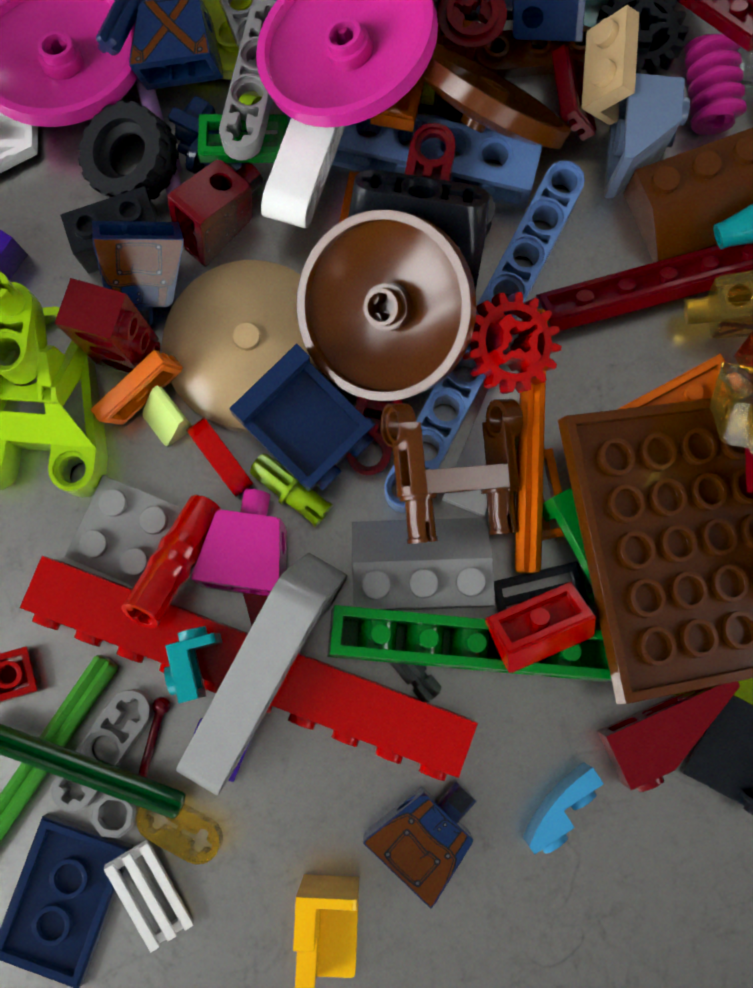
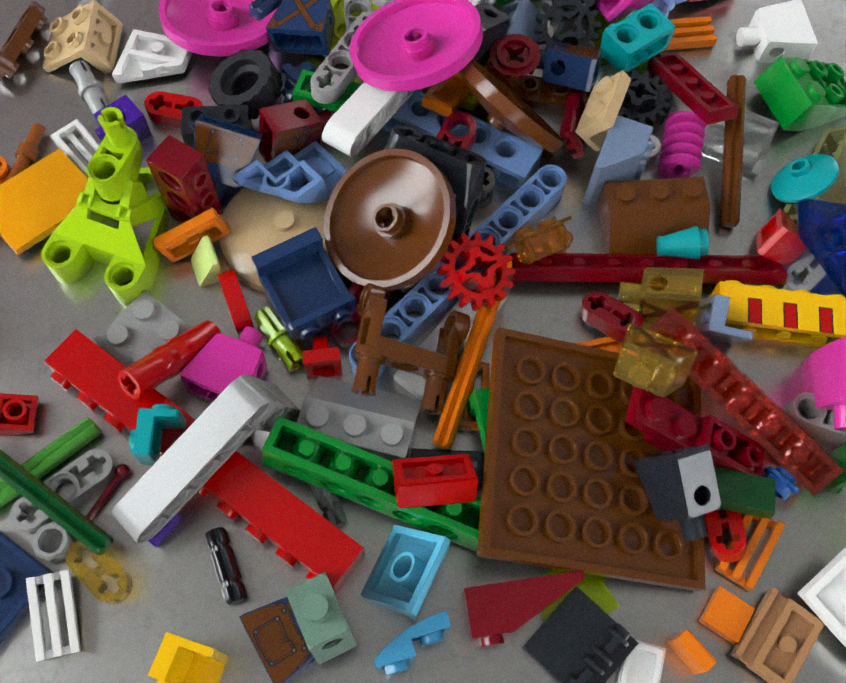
camera: 10 degrees right, 15 degrees down
(46, 209) = (172, 113): none -> red beam
(244, 271) = (298, 178): none -> medium blue slope
(321, 781) = (225, 565): none -> black axle
(352, 503) = (322, 360): none -> red tile
(457, 821) = (320, 618): none -> sand green torso
(531, 731) = (406, 571): none -> medium azure slope
(561, 277) = (531, 242): none -> clear orange hinge
(683, 347) = (609, 314): none -> dark red beam

